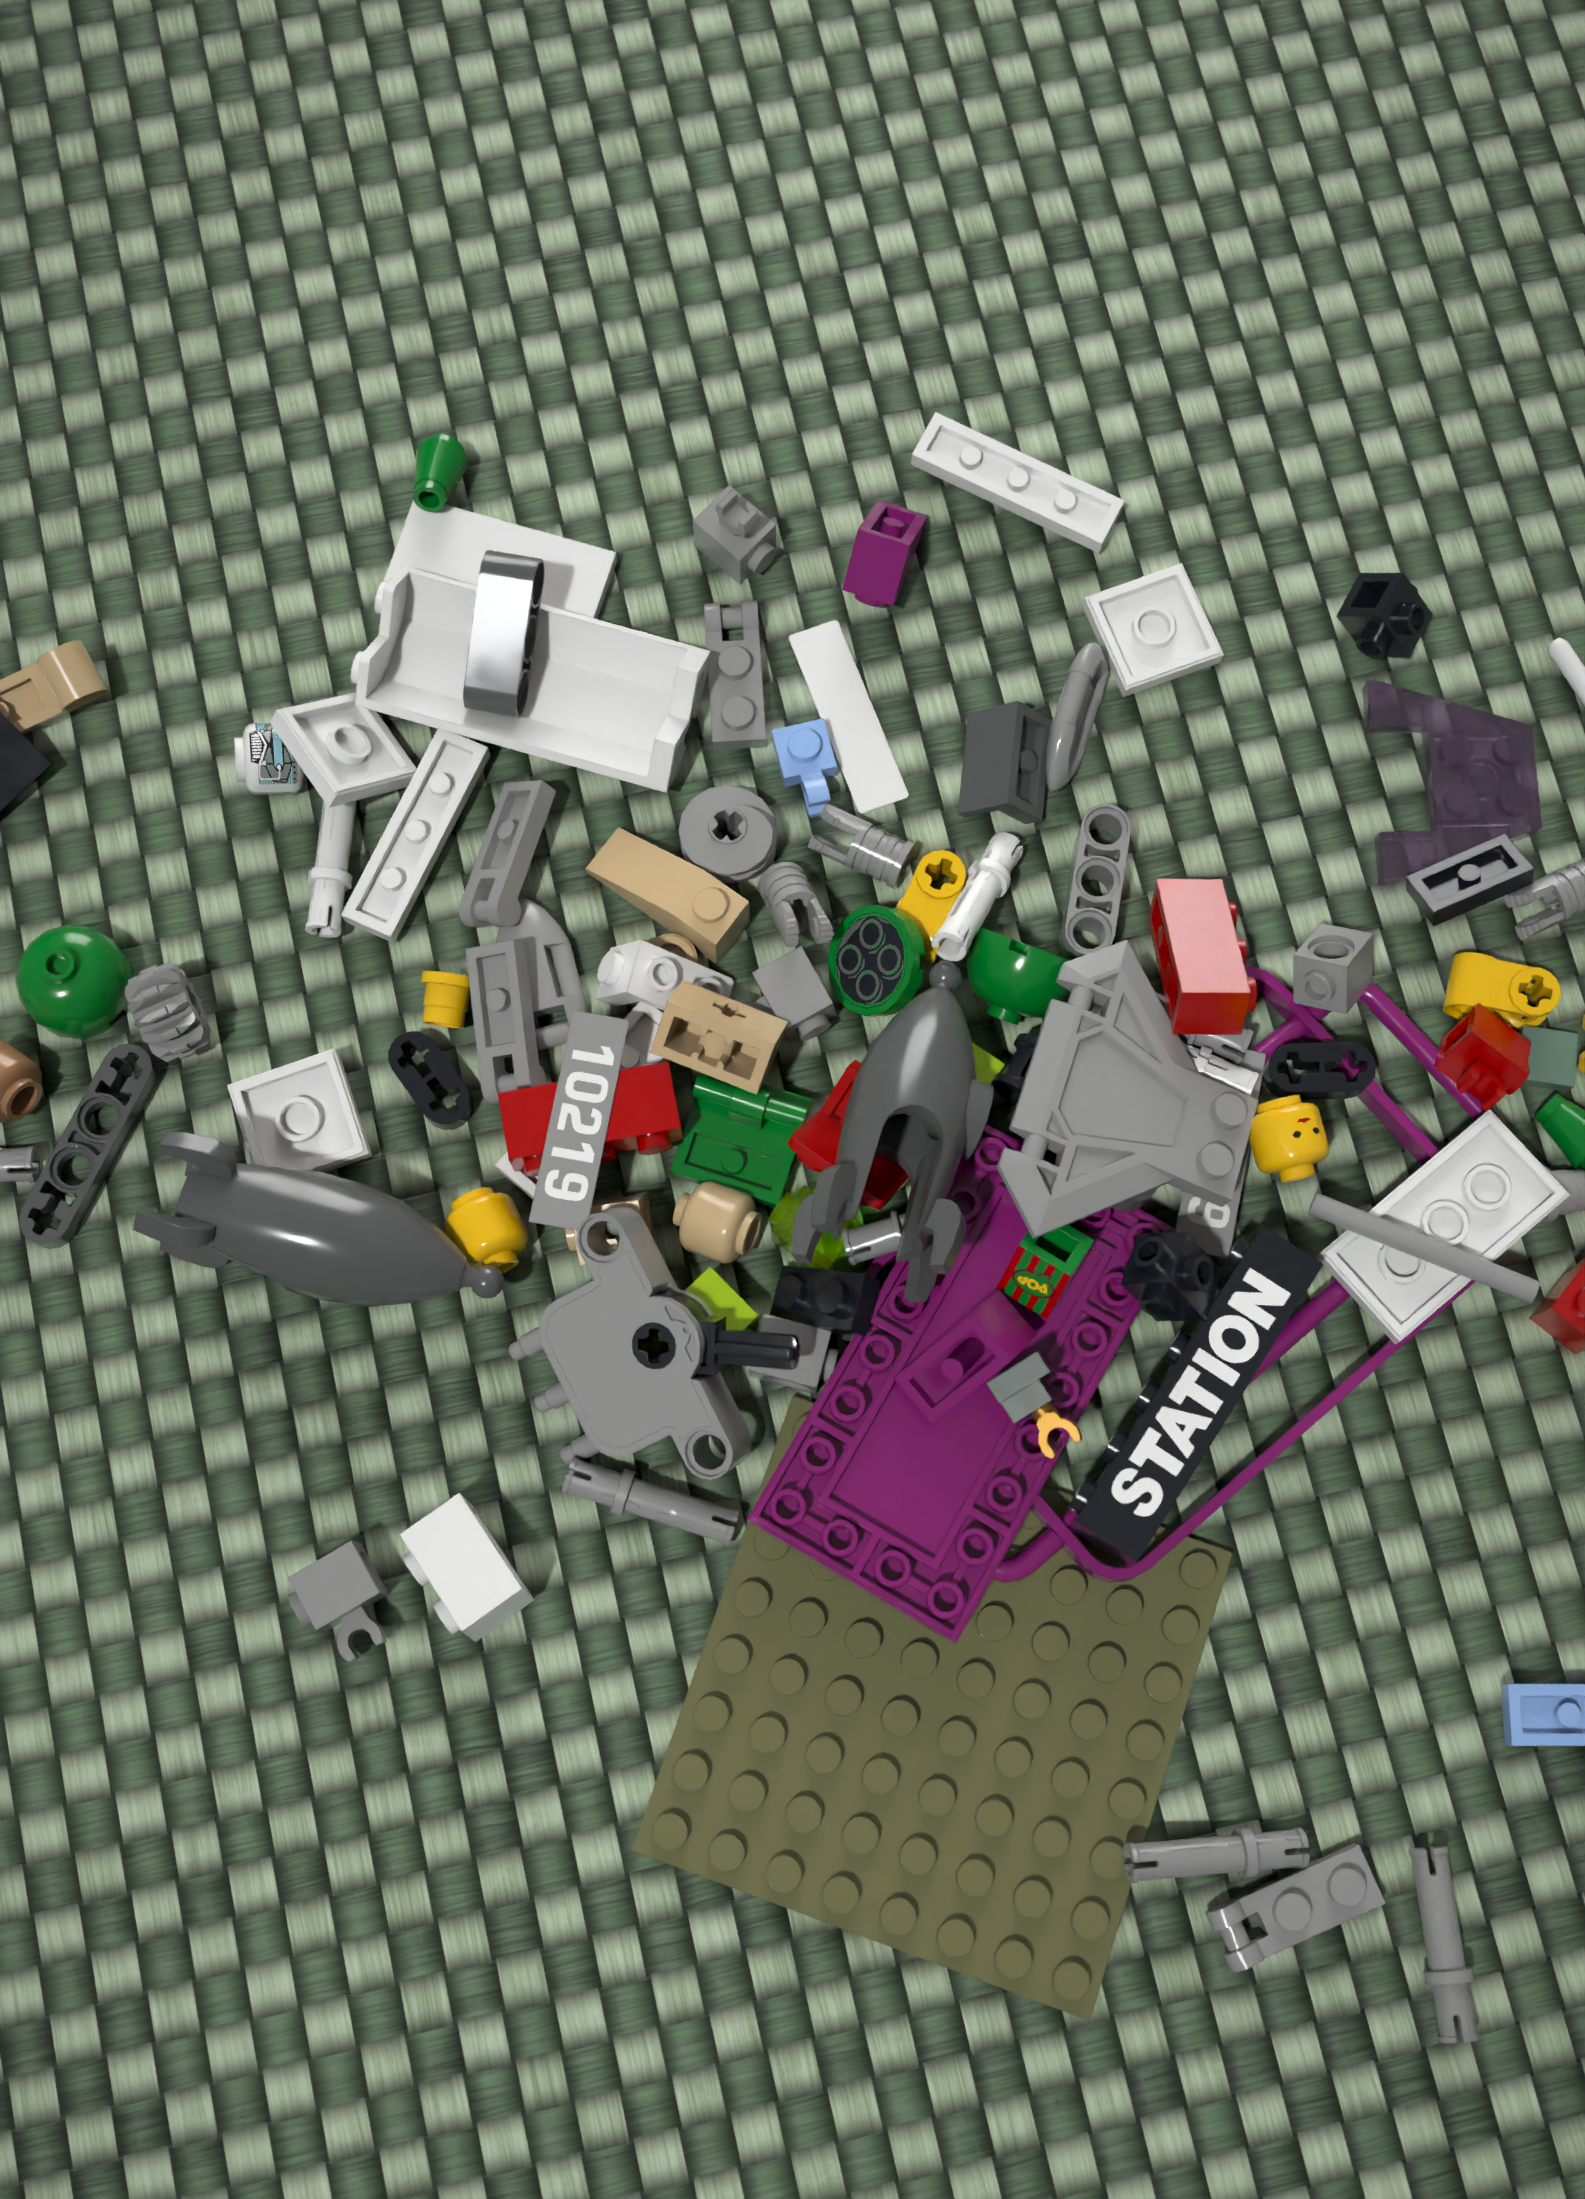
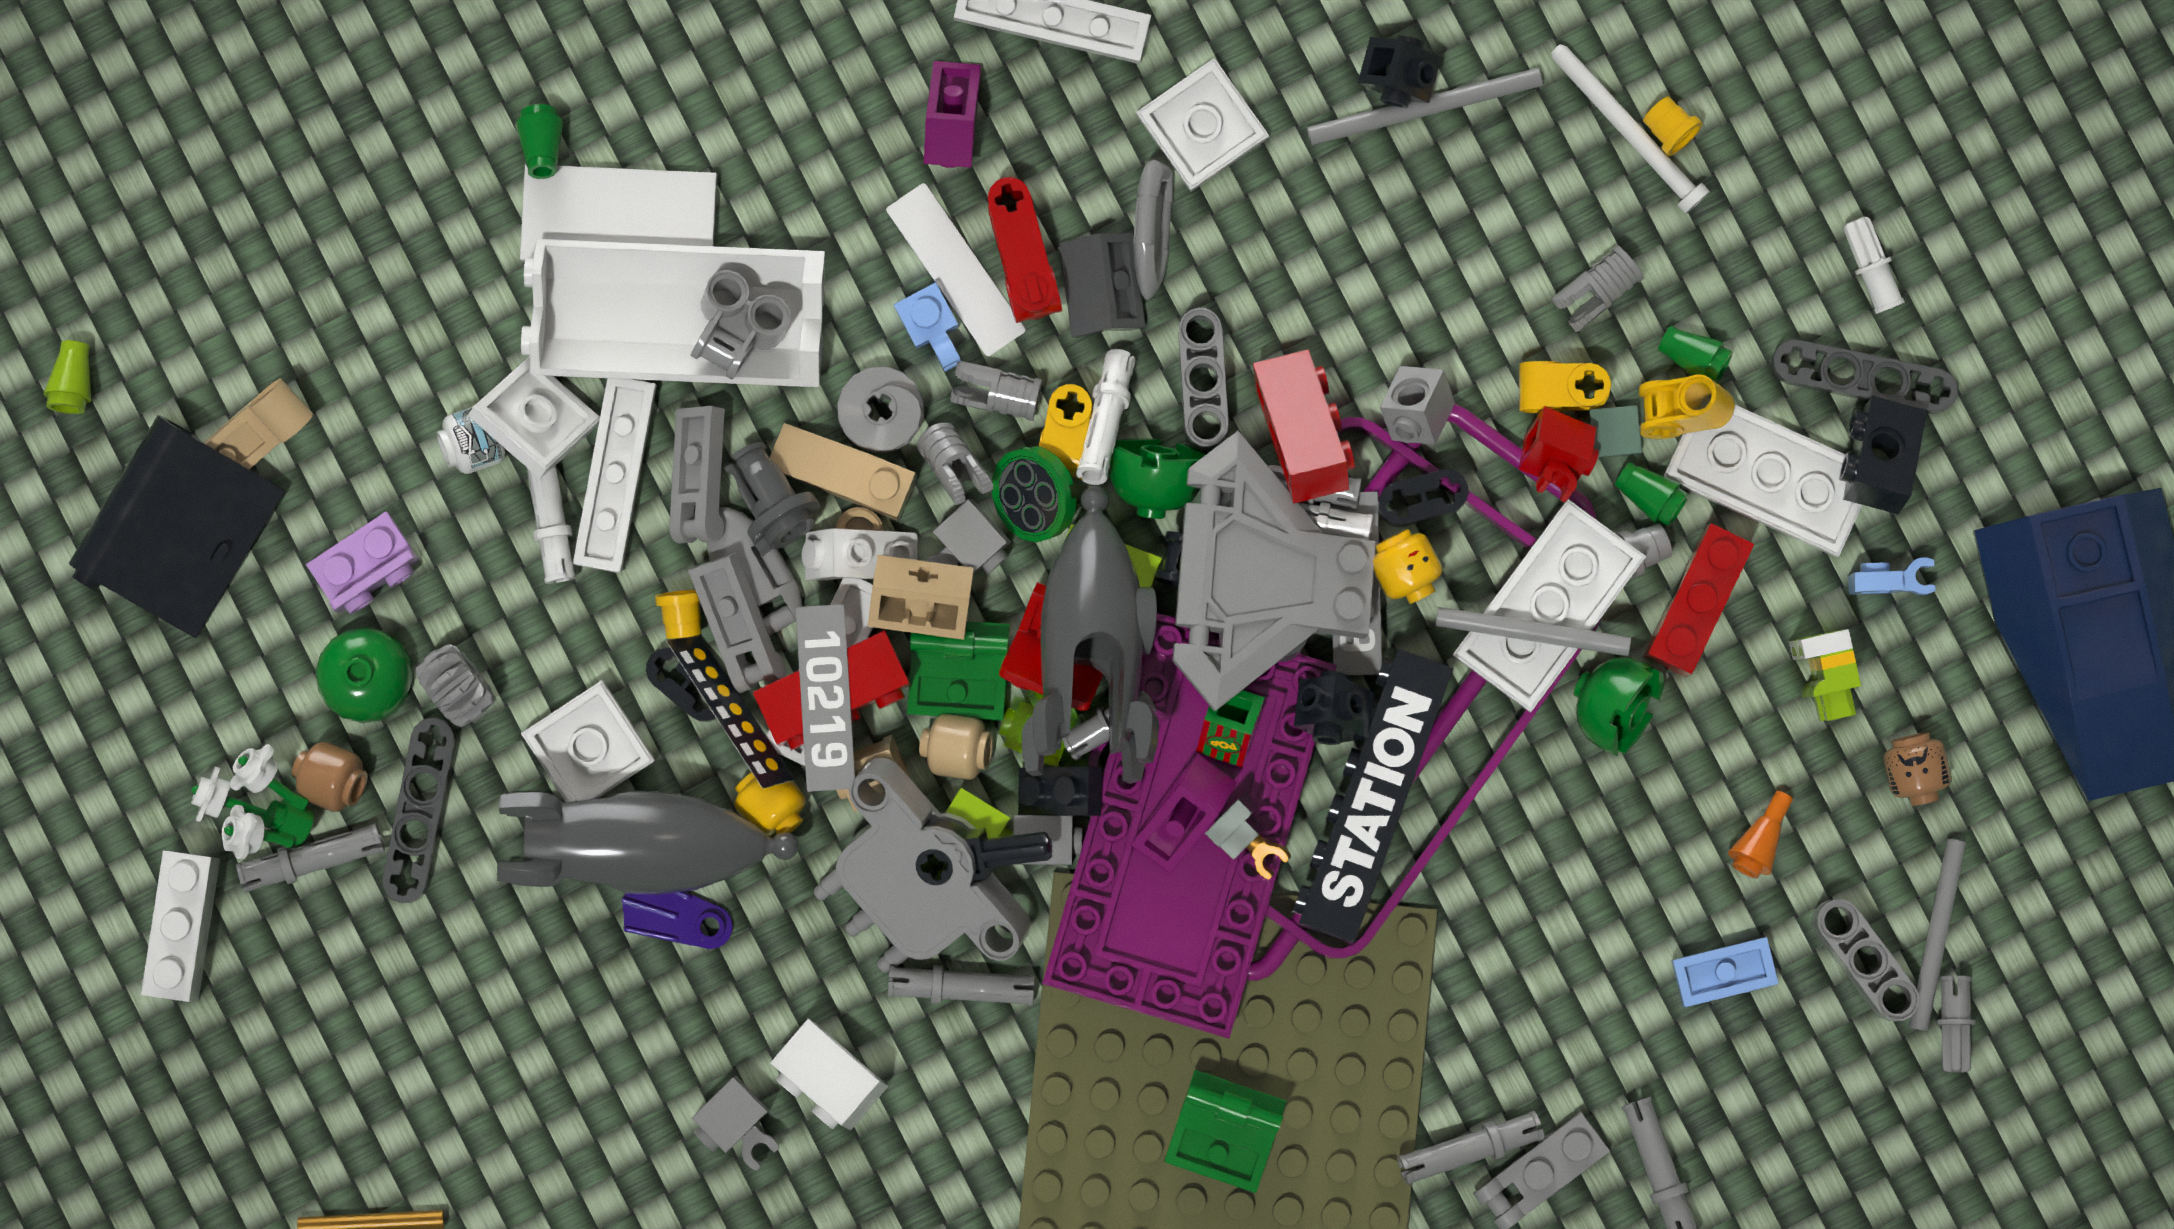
camera: 10 degrees left, 10 degrees up
(113, 864) = (363, 564): none -> lavender bracket
(342, 1339) = (675, 918): none -> dark purple piece
(470, 1117) = (731, 711): none -> black sticker
(503, 633) = (644, 284): beam -> none
(585, 913) = (778, 510): none -> dark grey piece
(590, 704) = (733, 327): none -> light grey piece
(735, 535) = (818, 133): light grey brick -> none
(735, 677) = (849, 261): light grey plate -> none
(923, 1758) = (1225, 1131): none -> green plate
(927, 705) = (1022, 253): none -> red piece
(1399, 667) = (1438, 103): none -> light grey piece
(1469, 879) = (1520, 292): plate -> none
(1475, 774) = (1511, 196): clear purple wing -> none
(1496, 1358) = (1615, 702): none -> green cylinder

